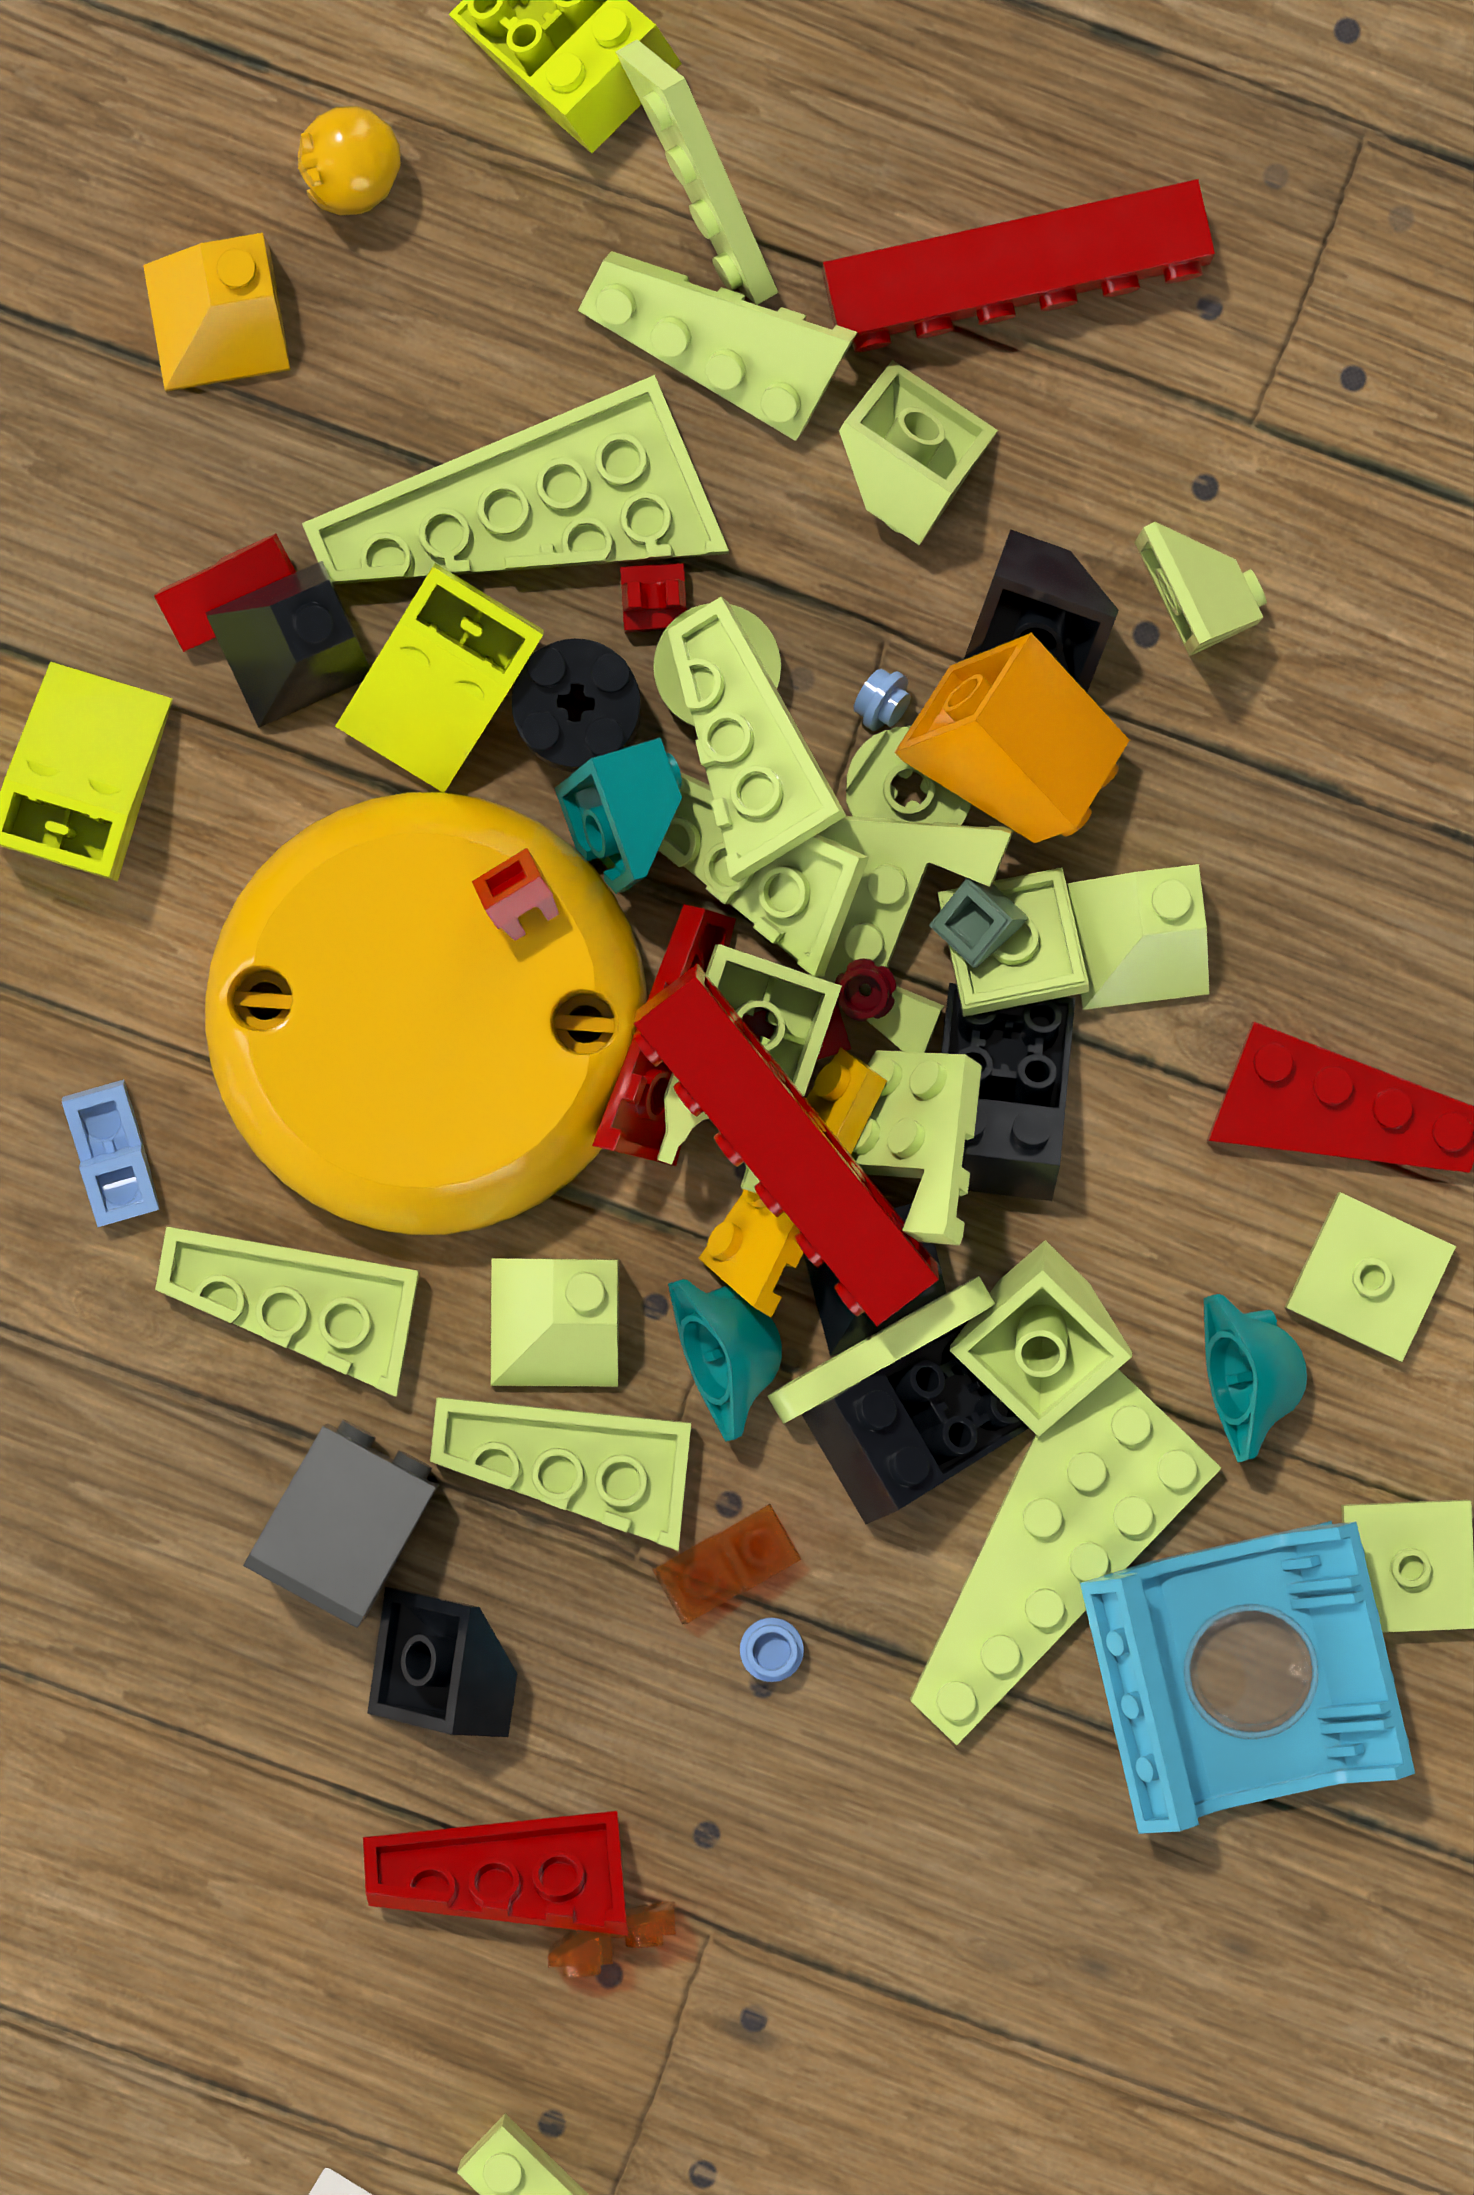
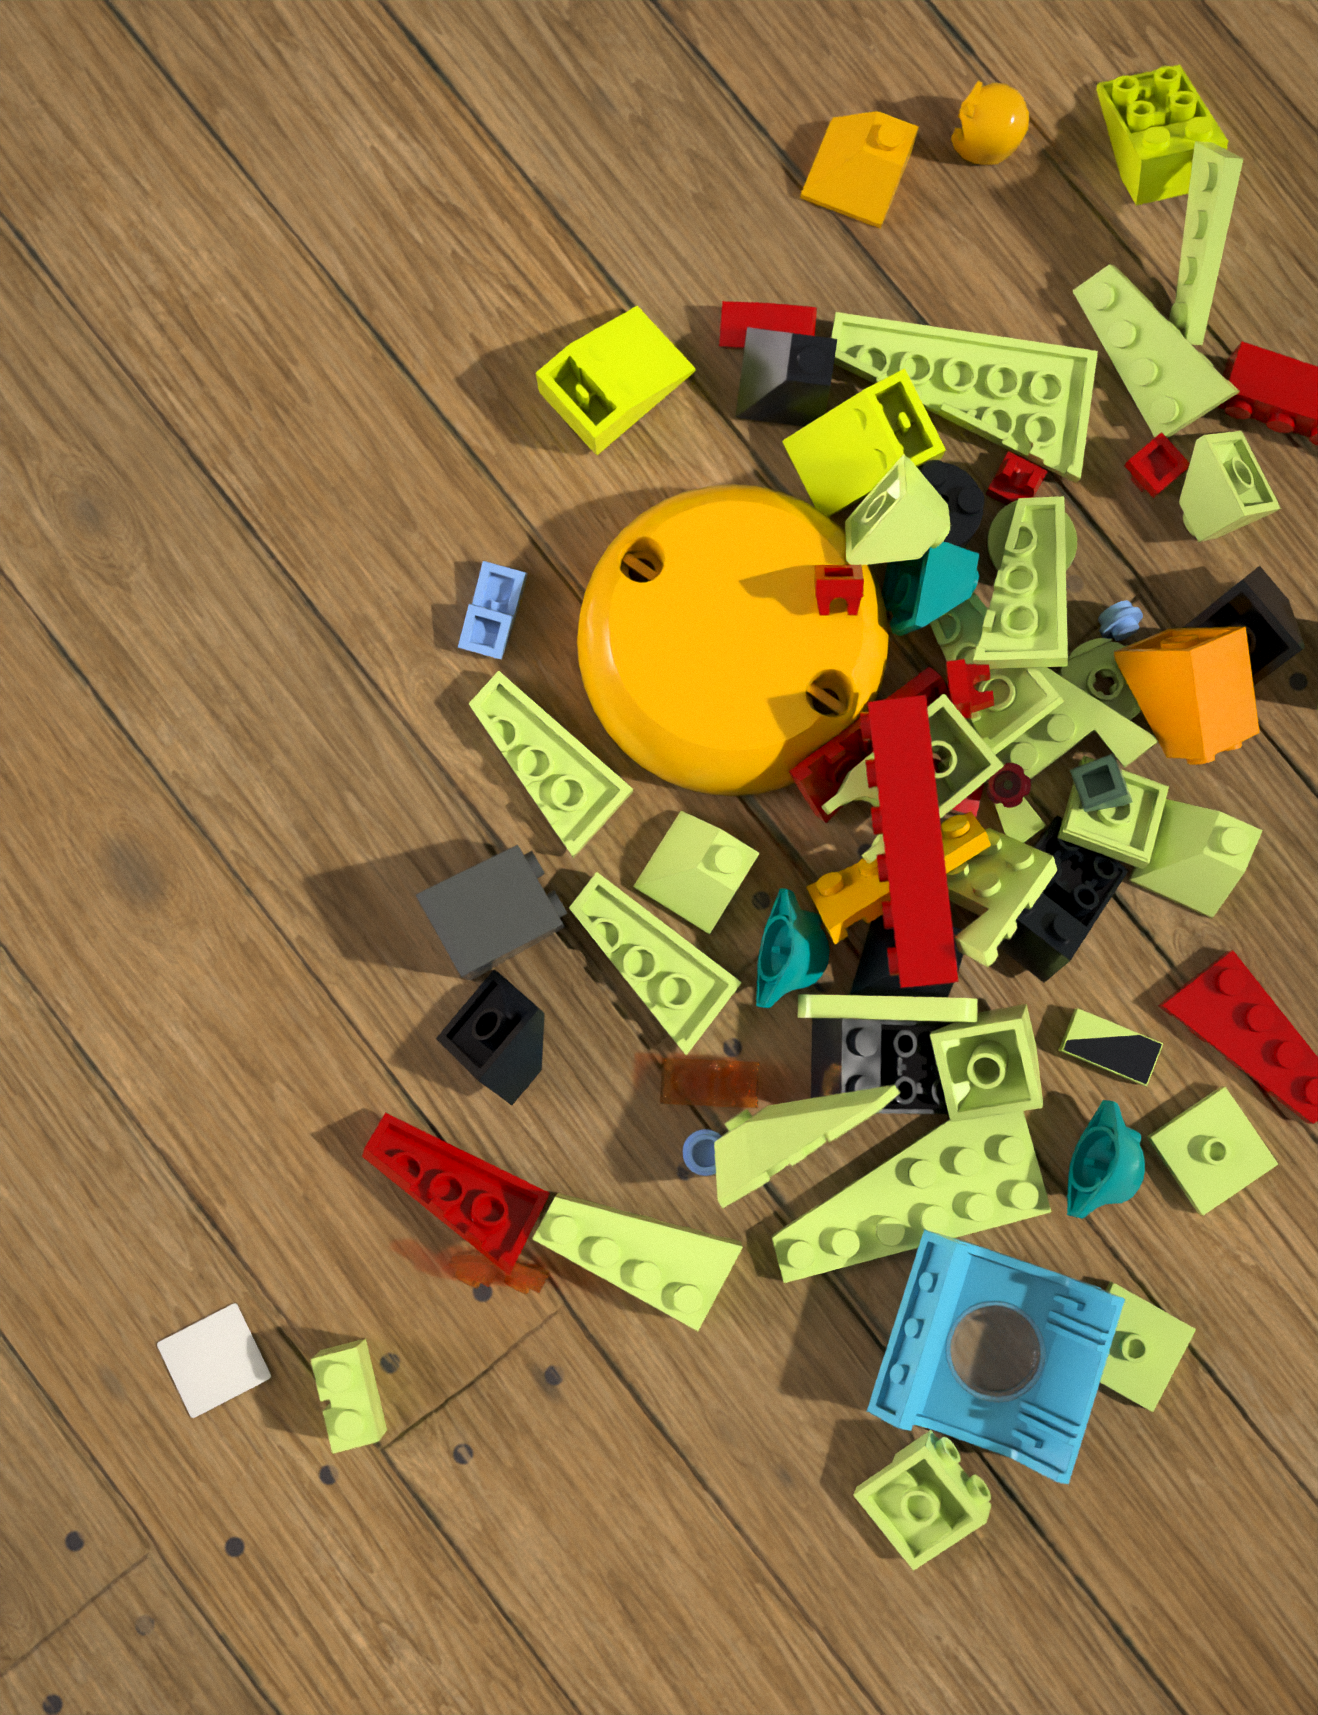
camera: 30 degrees right, 5 degrees down
(535, 762) = (897, 518): none -> yellowish green slope
(734, 915) = (961, 683): none -> red tile
(770, 1816) = (649, 1258): none -> yellowish green wedge
(812, 478) = (1156, 465): none -> red tile
(846, 1577) = (785, 1135): none -> yellowish green wedge
(1178, 1227) = (1110, 1047): none -> black tile
(1269, 1892) = (925, 1499): none -> yellowish green plate

